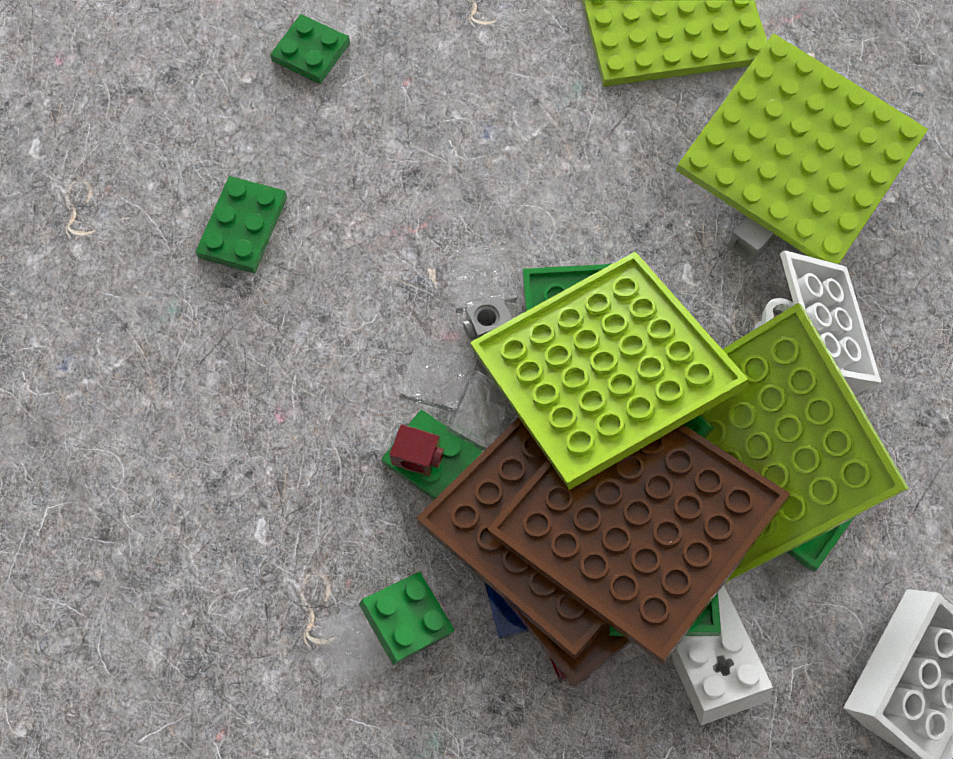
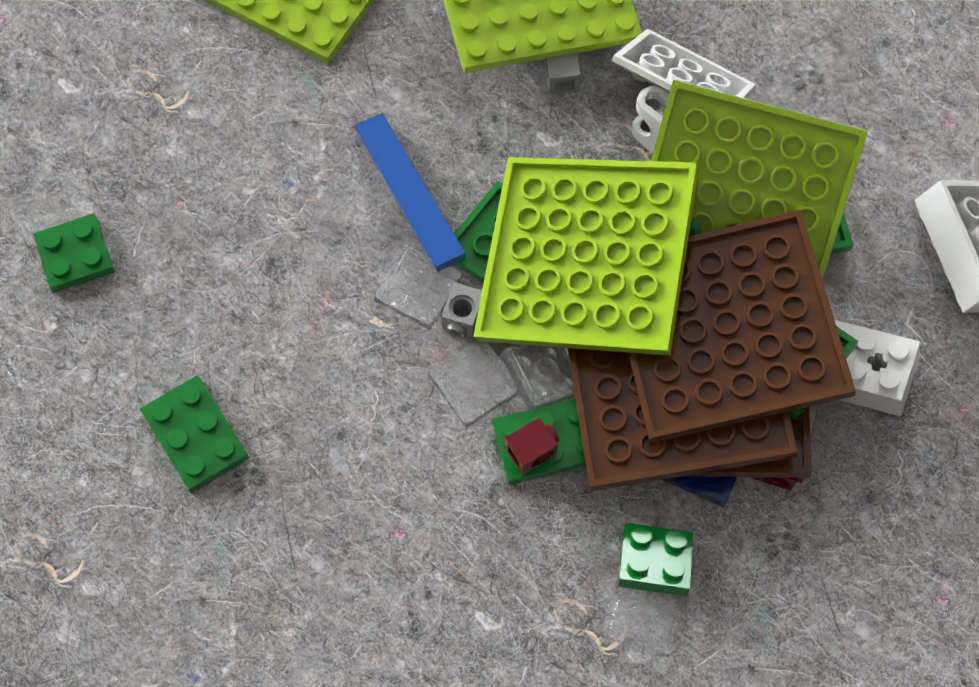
camera: 50 degrees left, 0 degrees up
(548, 214) = (410, 192): none -> blue tile

